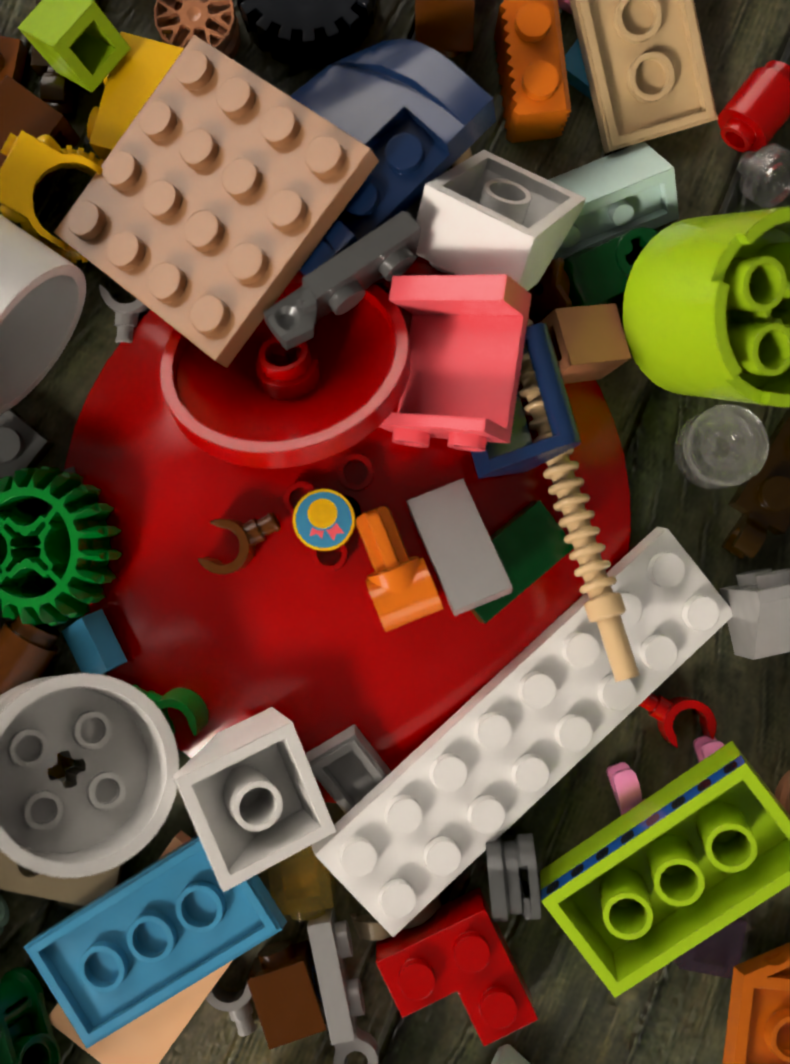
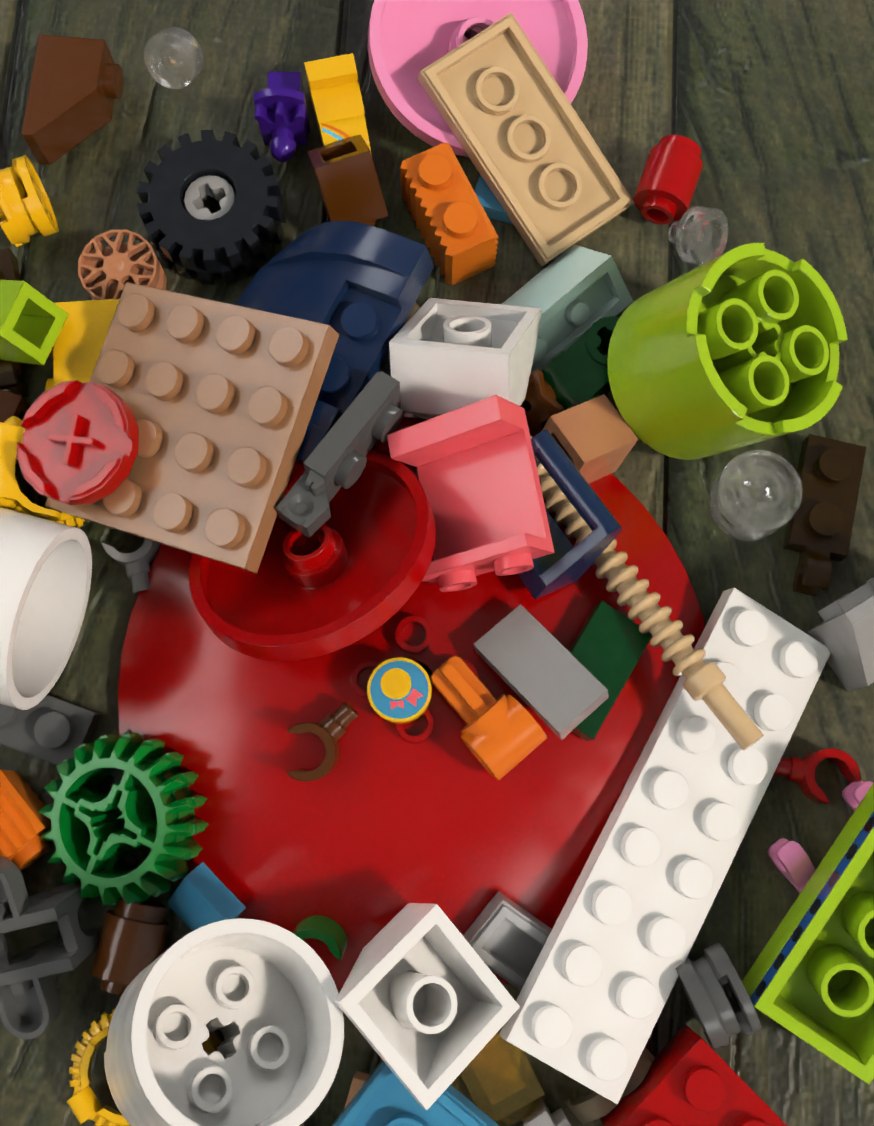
camera: 15 degrees left, 10 degrees down
(99, 182) = (78, 442): none -> tile

